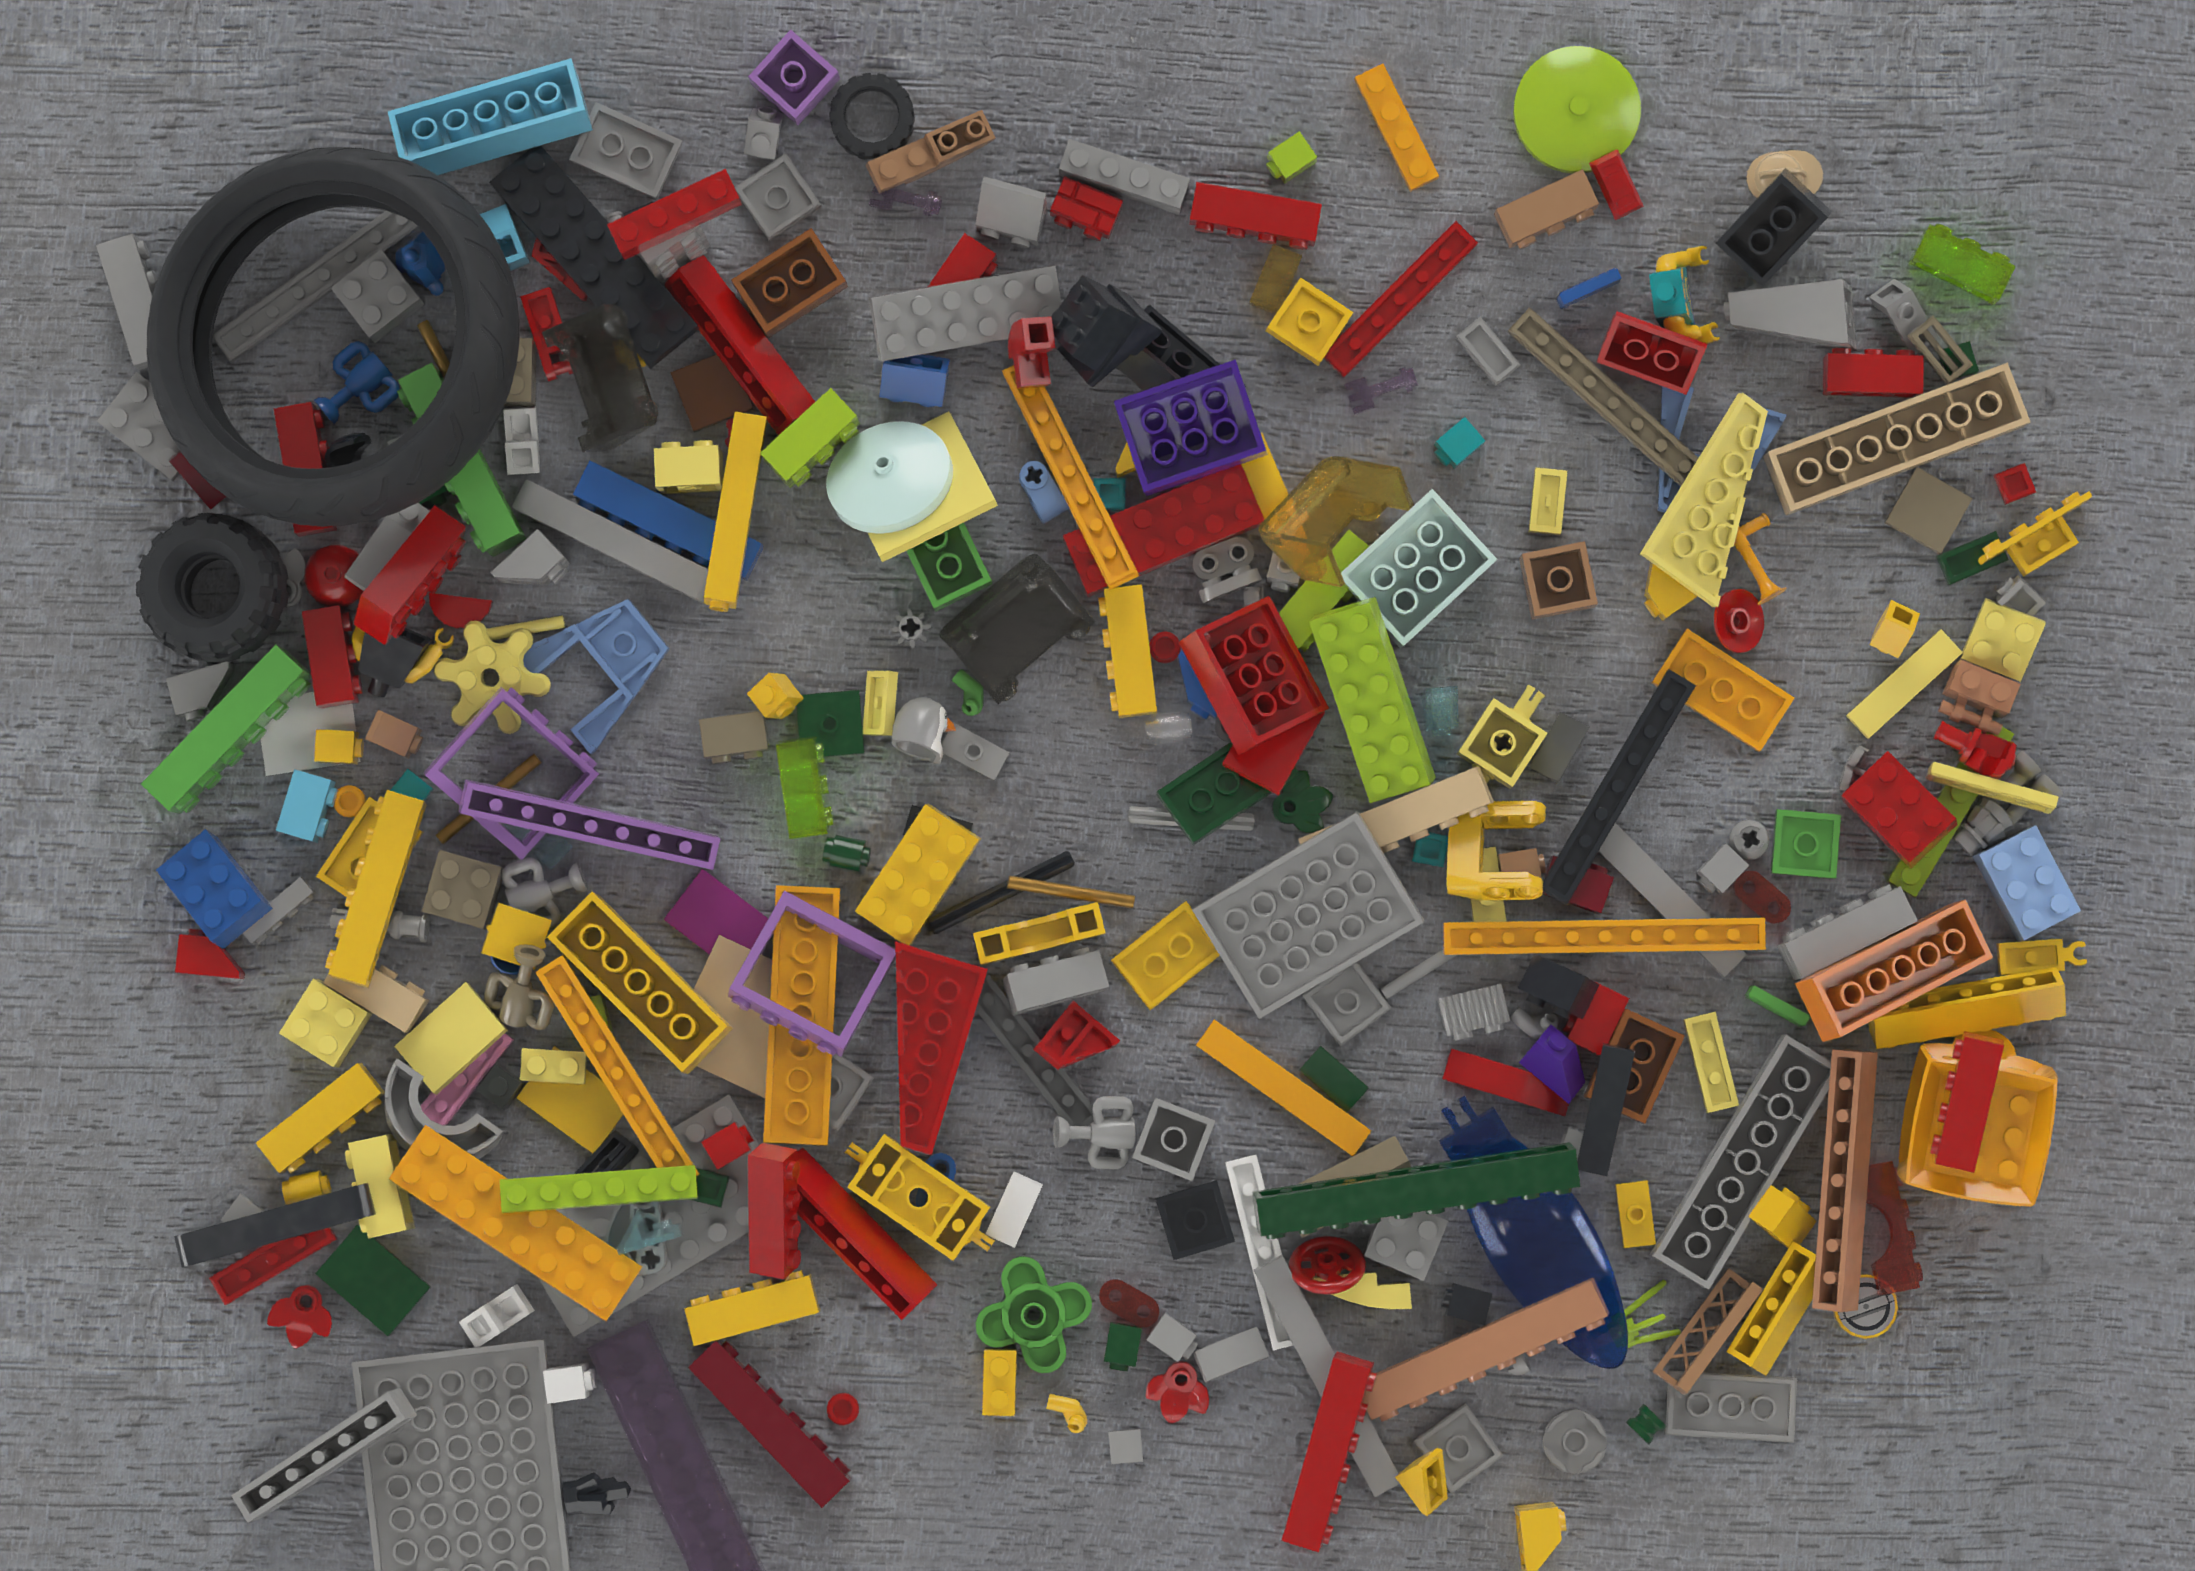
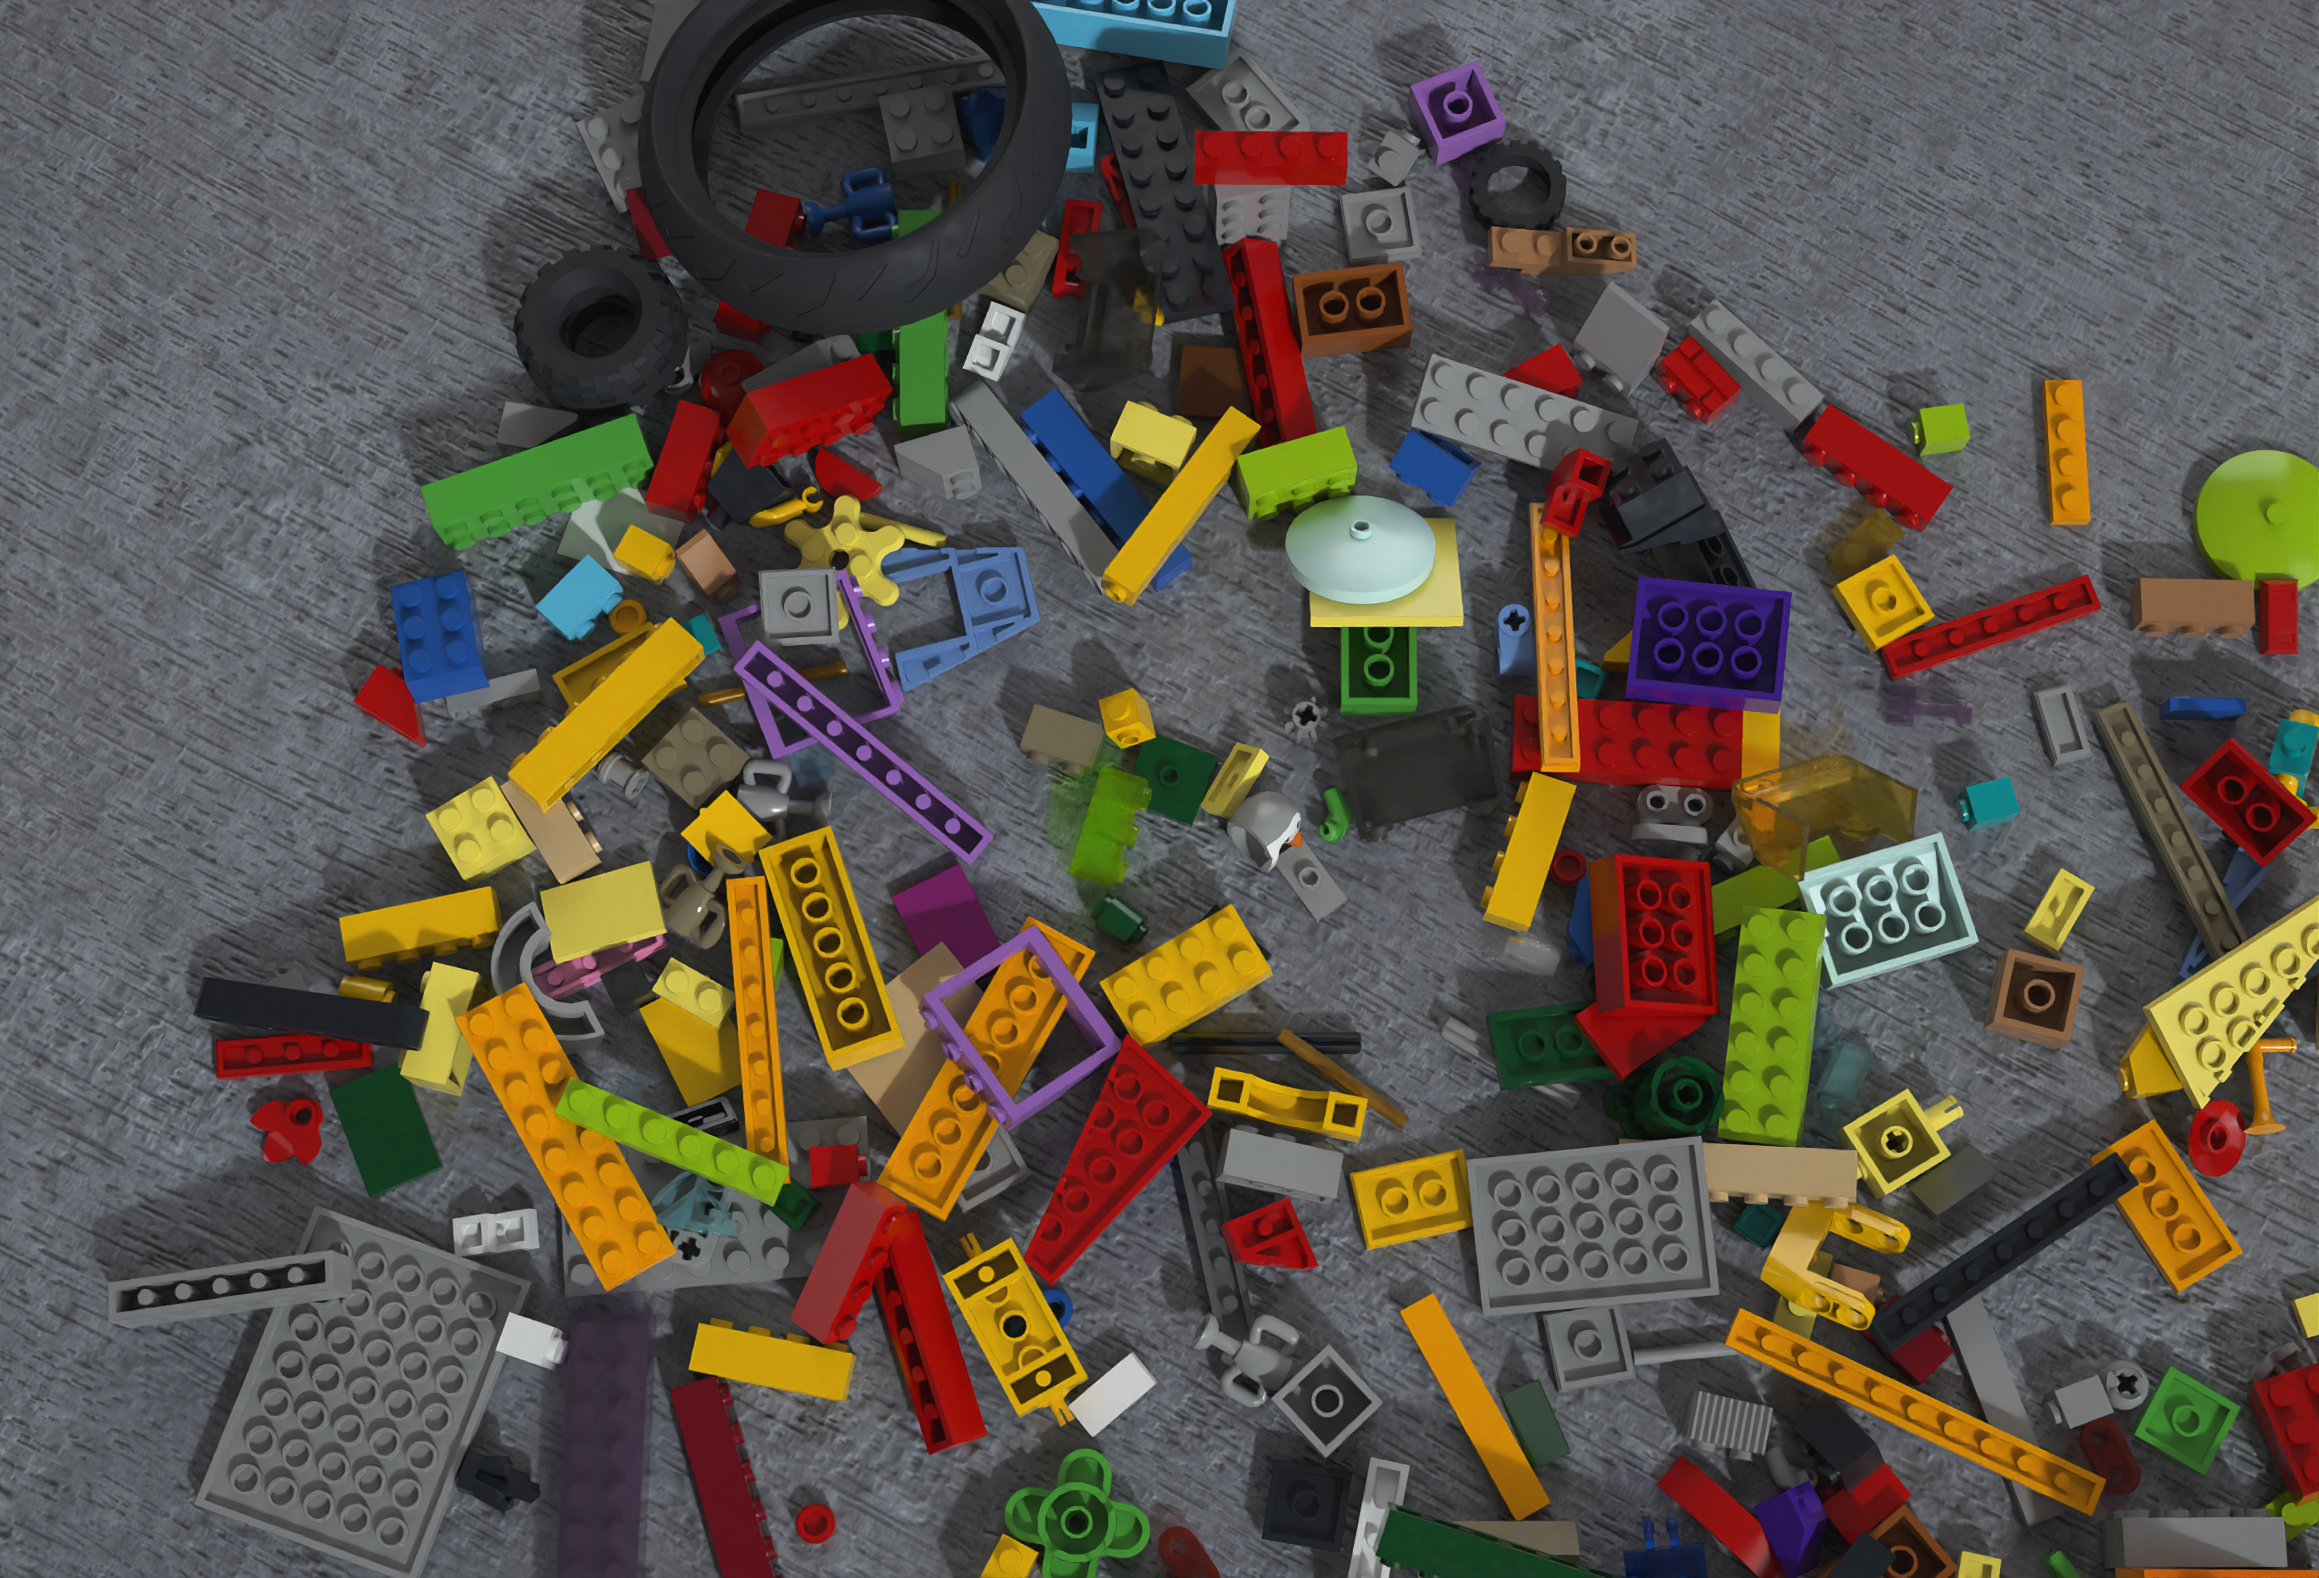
camera: 25 degrees right, 10 degrees down
(482, 735) = (799, 606): none -> light grey tile
(1340, 776) = (1678, 1099): none -> dark green brick

